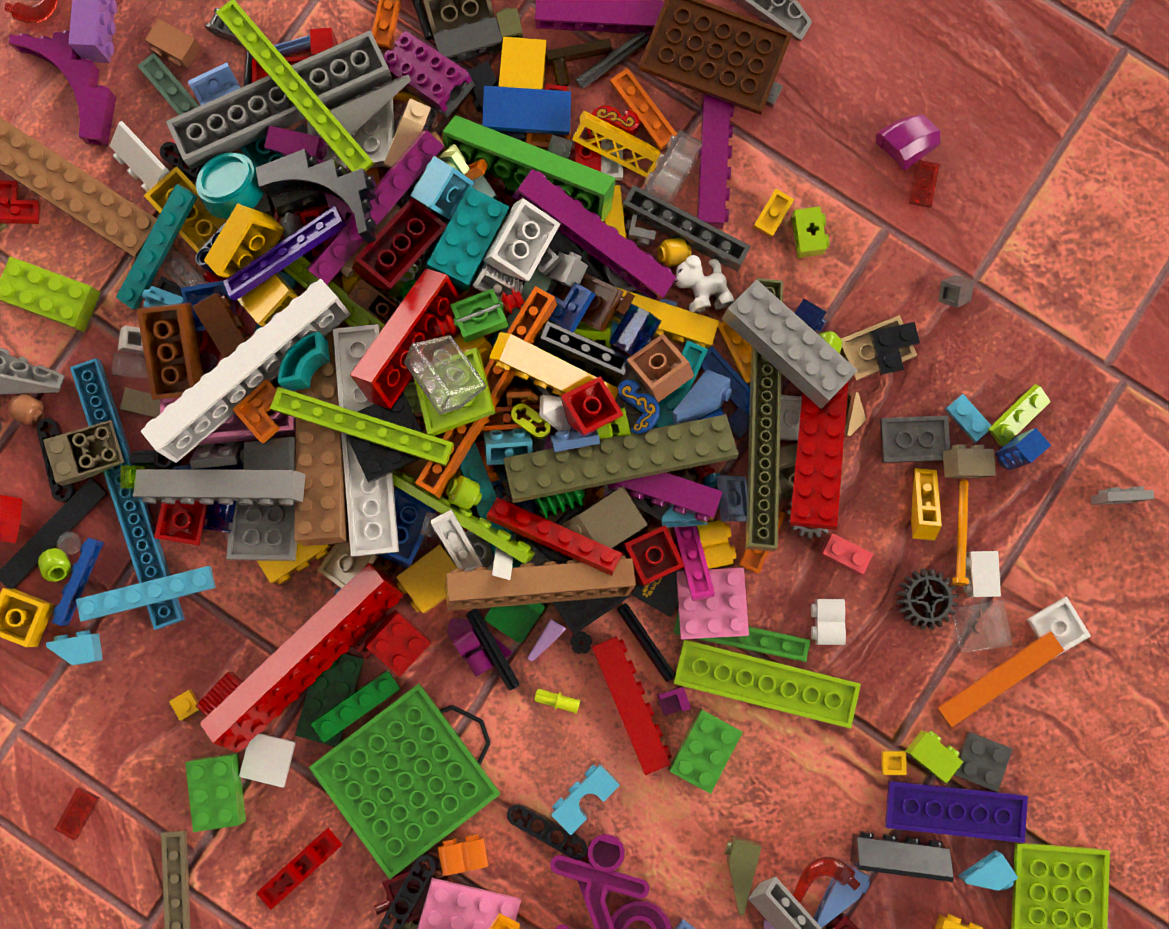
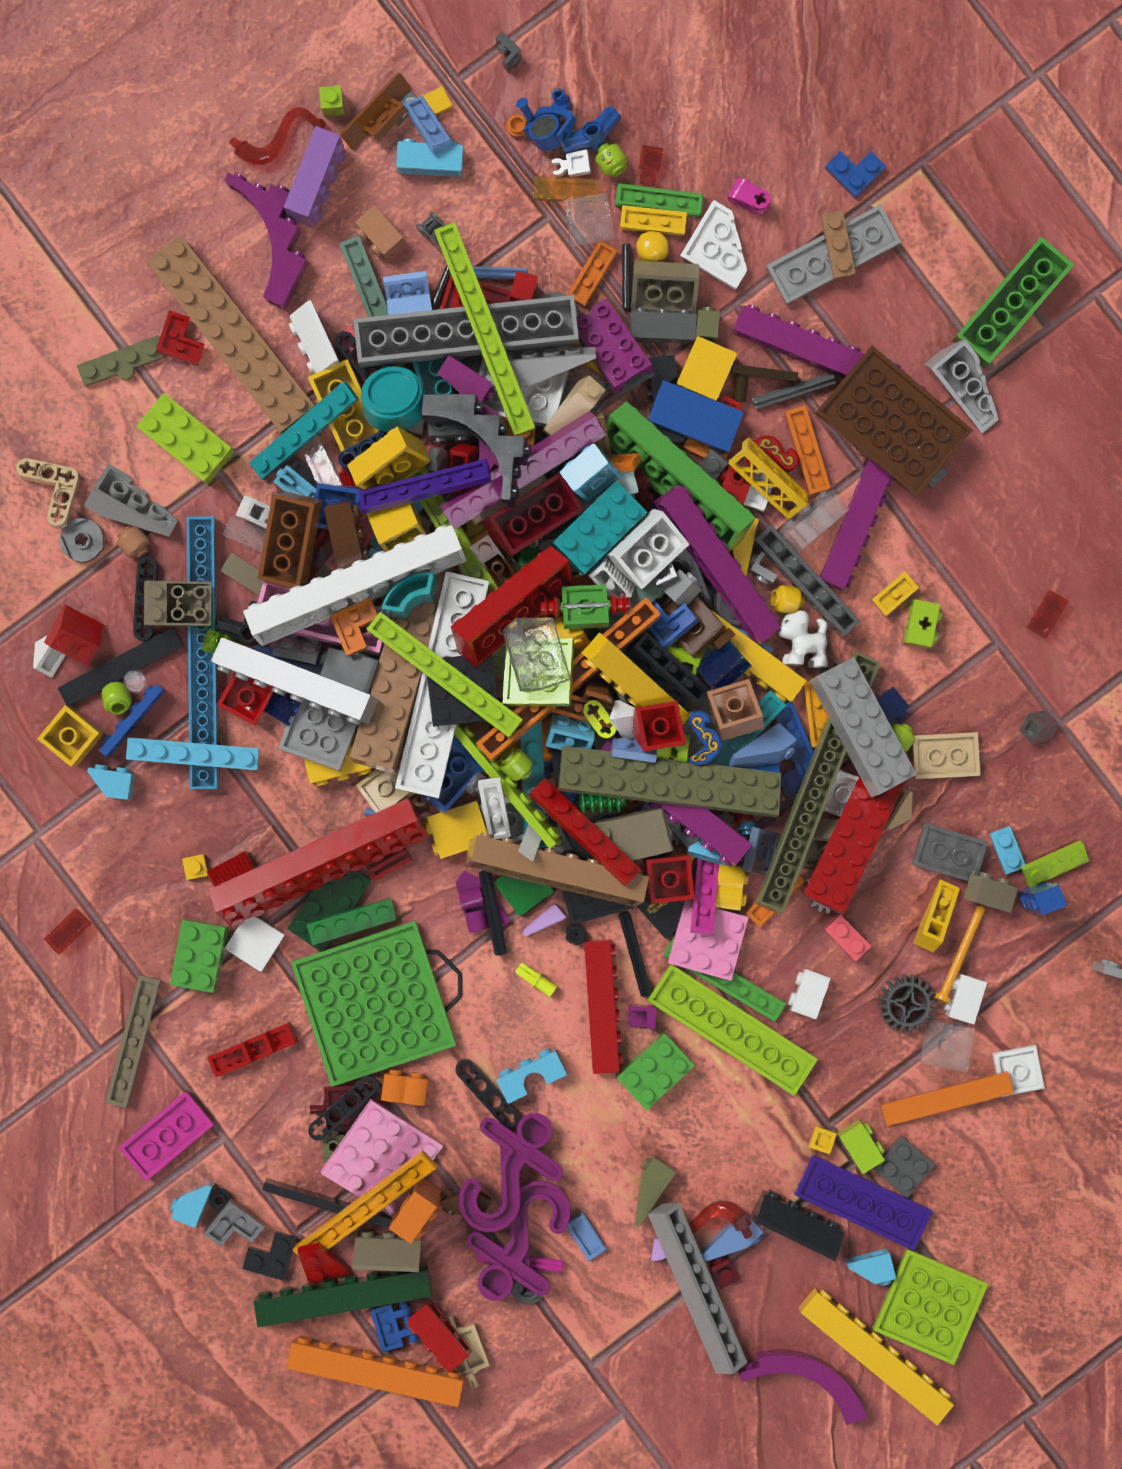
camera: 15 degrees right, 5 degrees up
(397, 642) = (408, 877): red brick -> none
(454, 158) = (611, 446): yellowish green bracket -> none
(887, 345) = (956, 755): black plate -> none
(909, 139) = (1049, 567): magenta slope -> none

